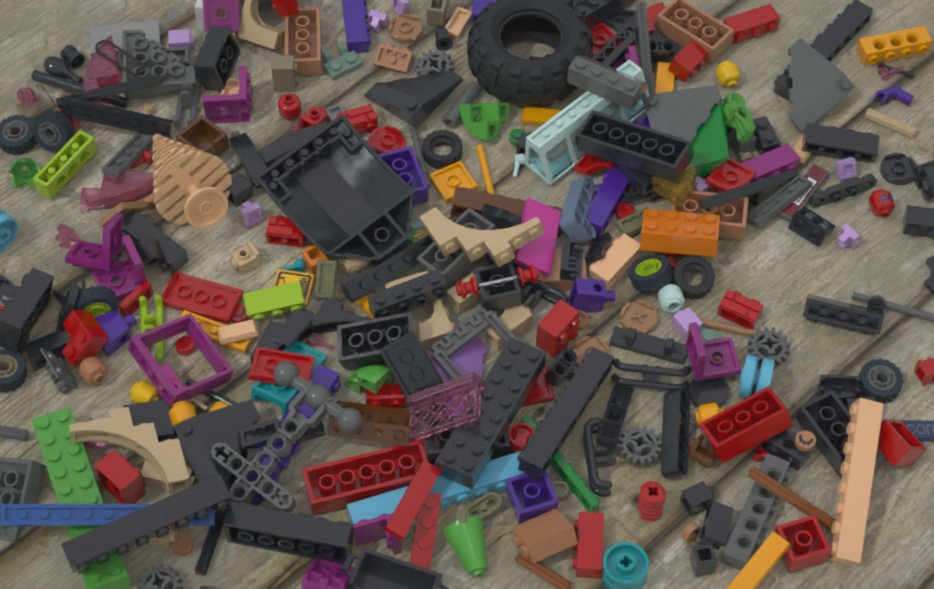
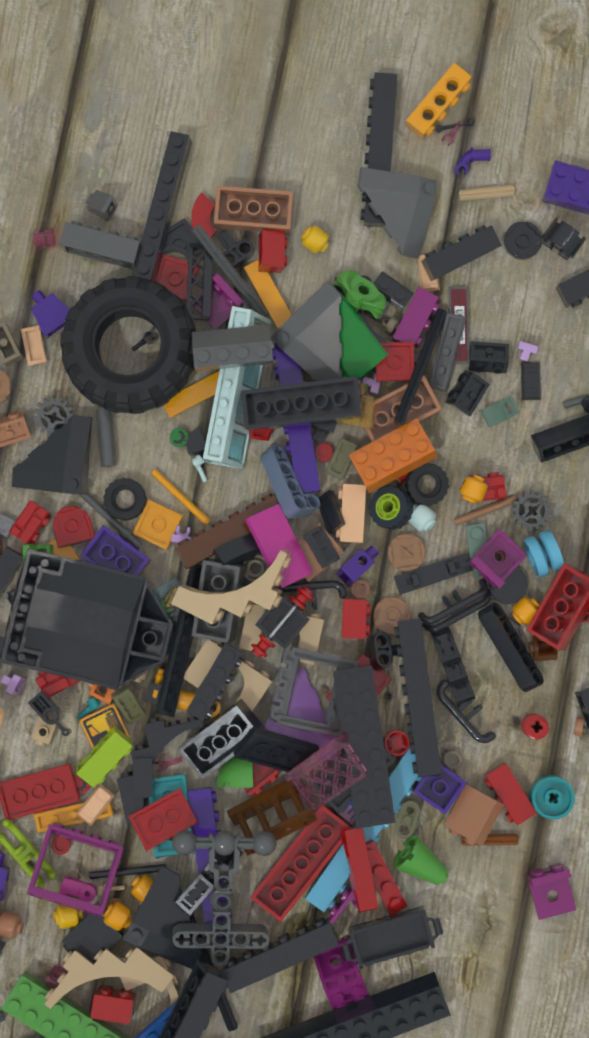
camera: 30 degrees left, 30 degrees up
(260, 238) = (42, 705): none -> black piece
(443, 40) = (36, 376): black bush -> none
(484, 119) = (137, 440): bright green brick -> none
(568, 474) = (447, 741): green plate -> none
(630, 445) = (487, 669): dark grey gear -> none
(681, 322) = (450, 534): lavender brick -> none
(697, 498) = (564, 692): black brick -> none
(730, 294) = (473, 489): none -> light orange head
(753, 23) = (298, 164): red brick -> none
(776, 239) = (467, 392): none -> black bracket
(792, 267) = (499, 413): none -> sand green bracket
(836, 263) = (530, 381): none -> black tile
(842, 190) = (489, 309): black plate -> none
(845, 168) = (480, 275): lavender tile -> none
(881, 202) = (533, 293): red head -> none

